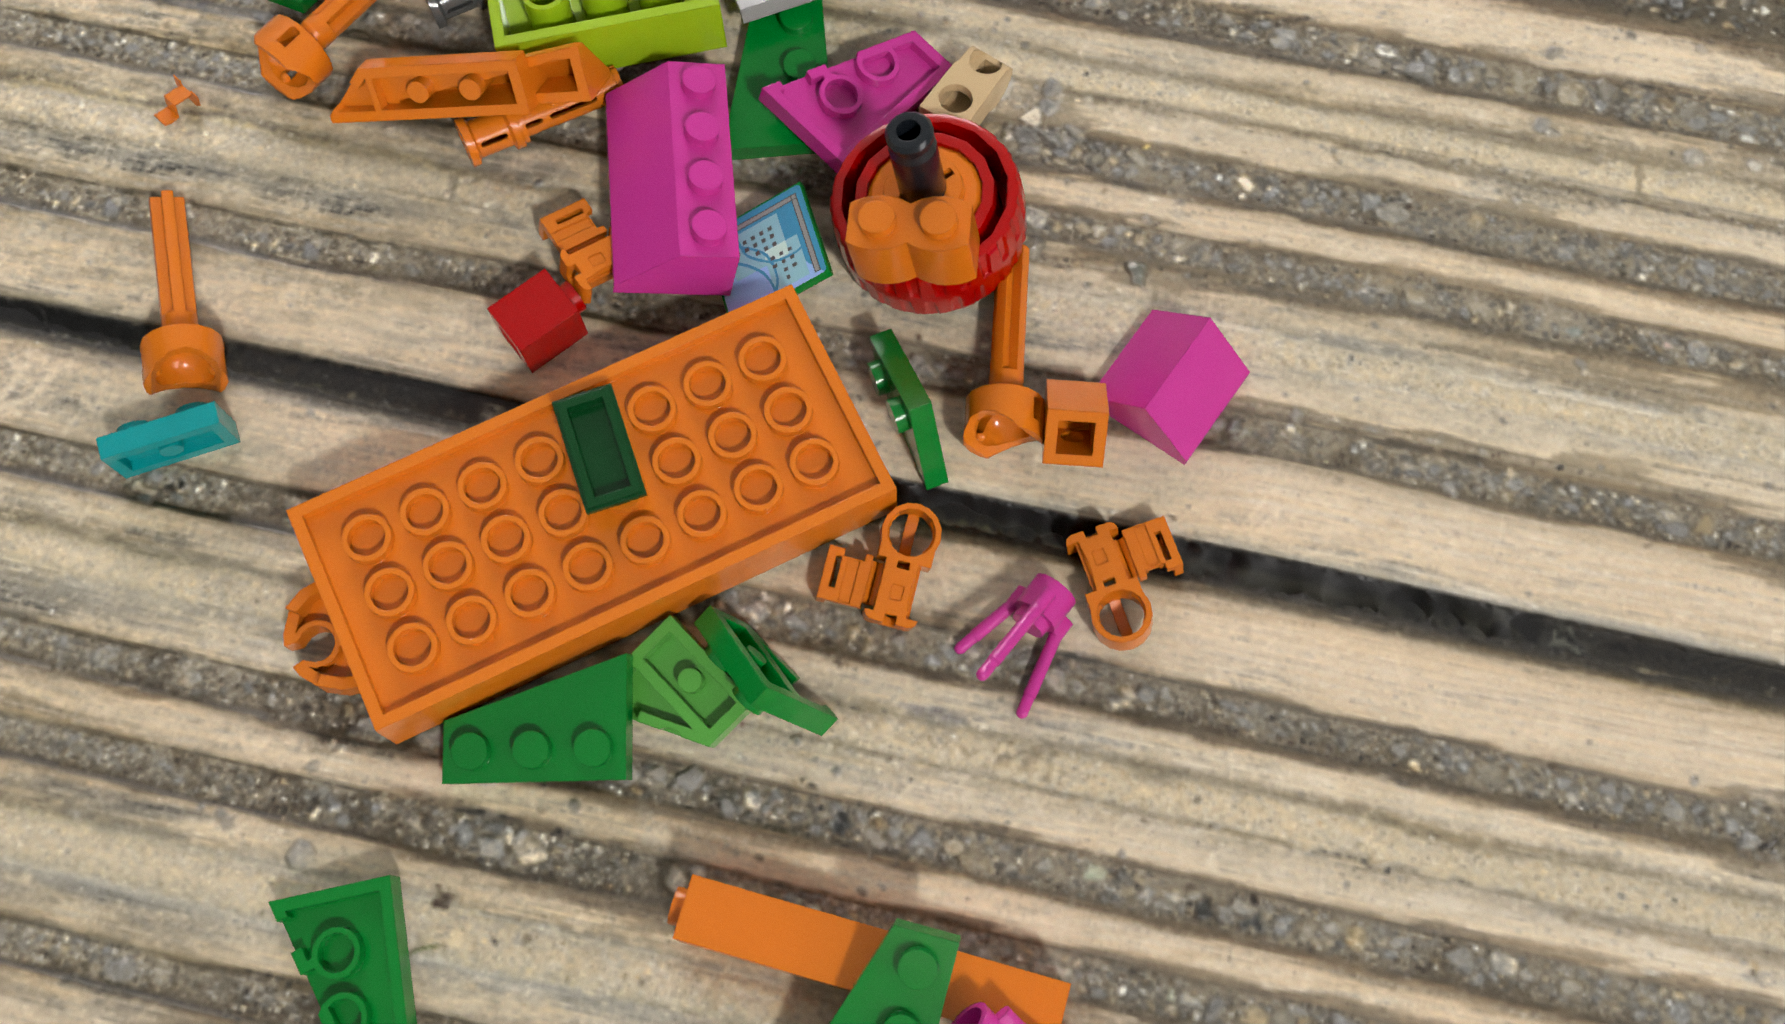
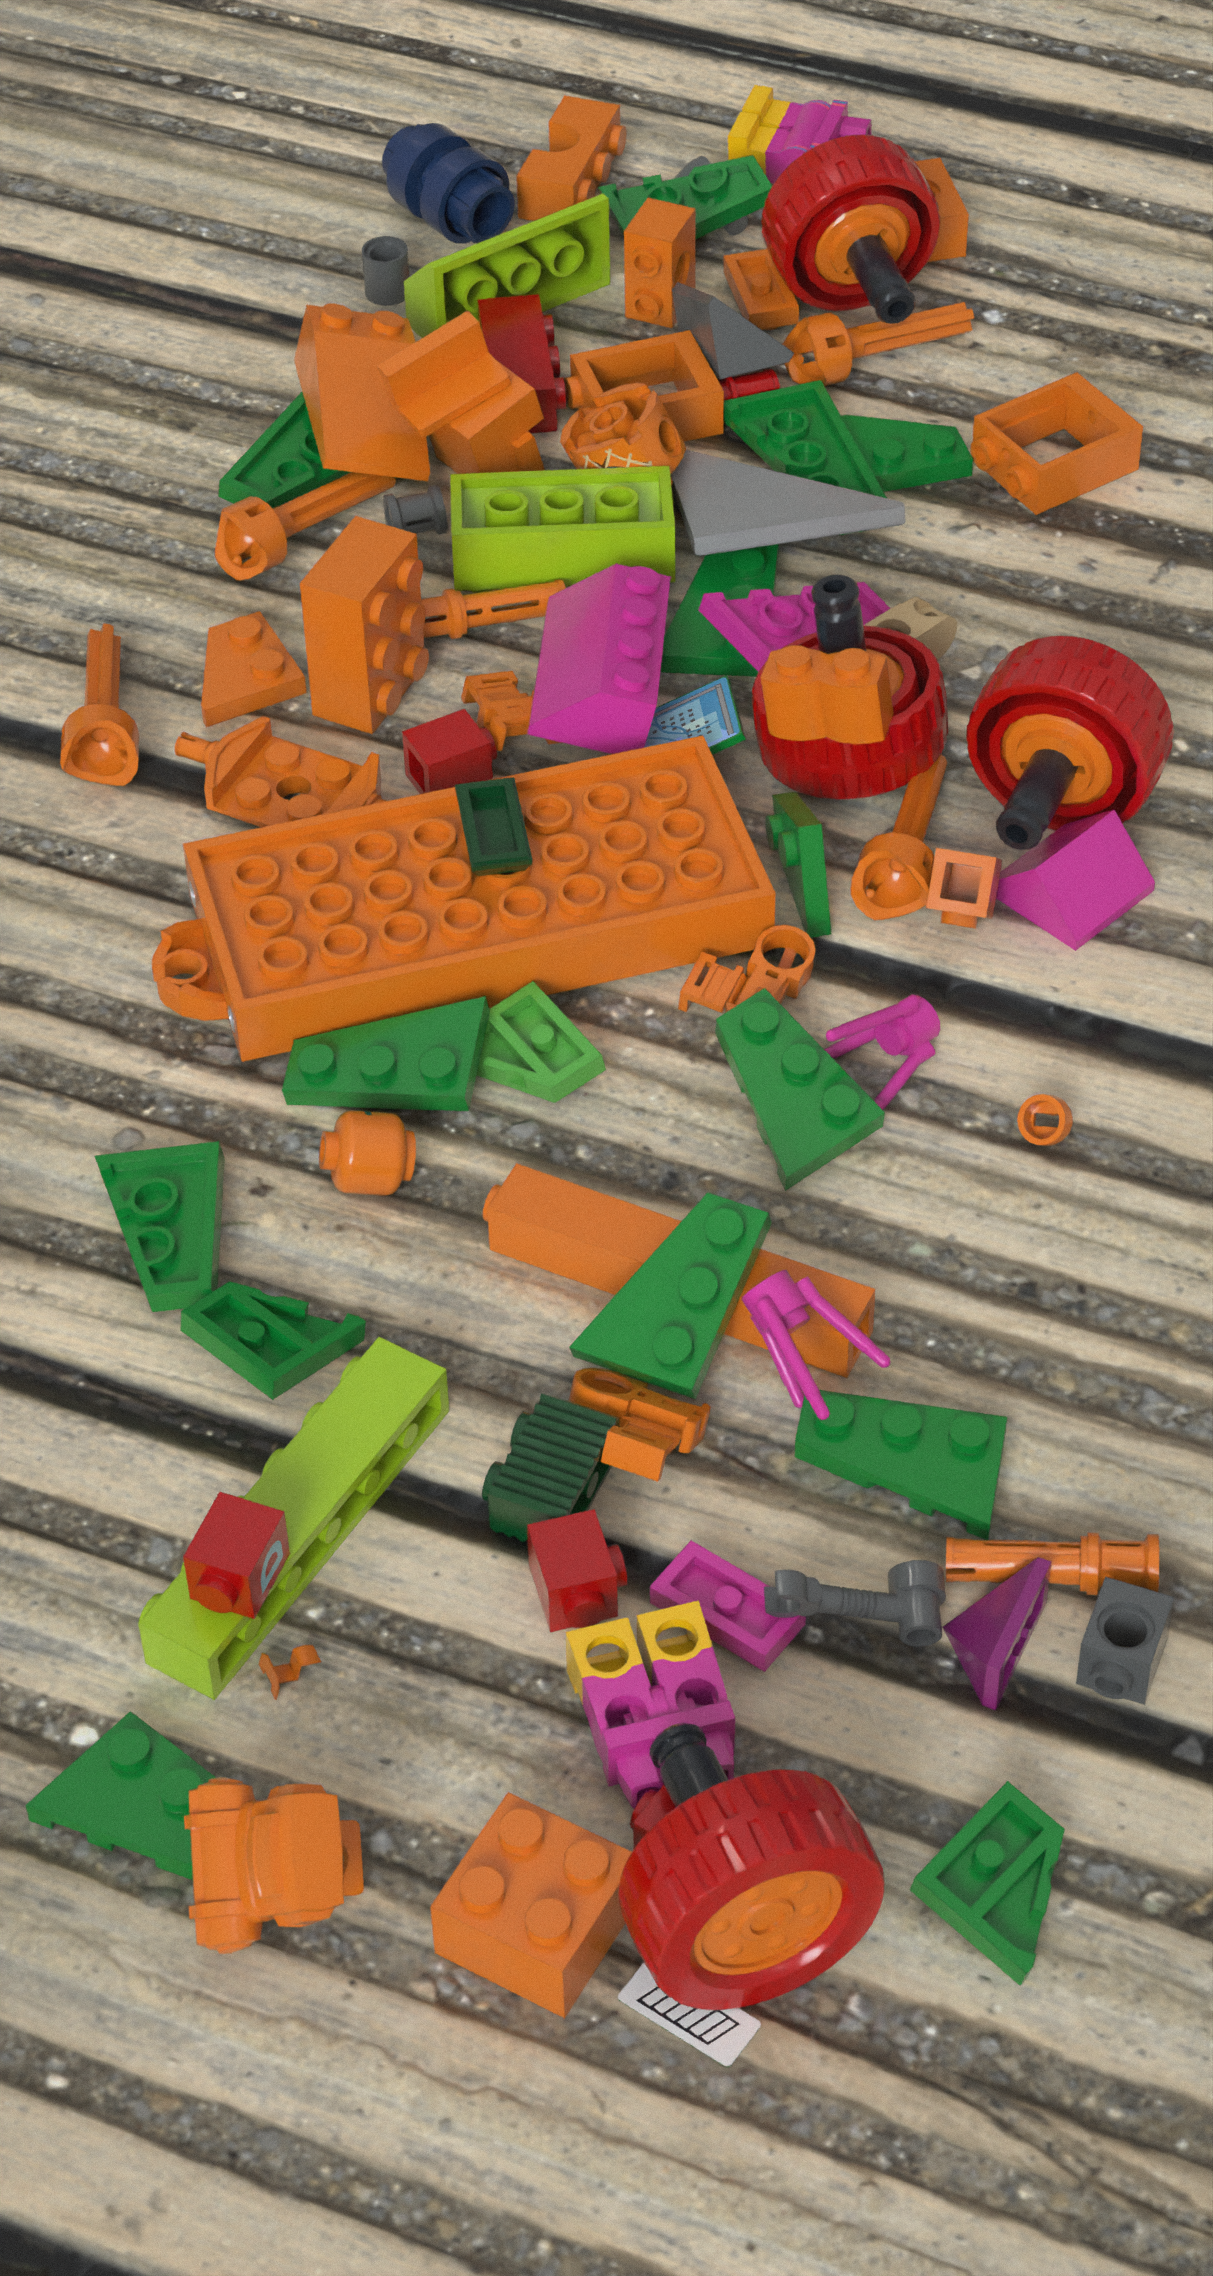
camera: 10 degrees right, 25 degrees down
(157, 443) = (71, 805): teal plate -> none
(173, 98) = (127, 563): orange piece -> none
(316, 221) = (246, 670): none -> orange wing
(353, 352) = (254, 771): none -> orange plate
(423, 182) = (364, 624): none -> orange brick
(470, 84) = (460, 561): orange wedge -> none
(541, 862) = (368, 1153): none -> orange head
(759, 674) = (616, 1037): green wing -> none
(956, 722) = (797, 1091): none -> green wing
(1123, 563) = (989, 1013): orange piece -> none
(1154, 241) = (1067, 736): none -> red wheel
(1198, 712) = (1047, 1105): none -> orange hinge

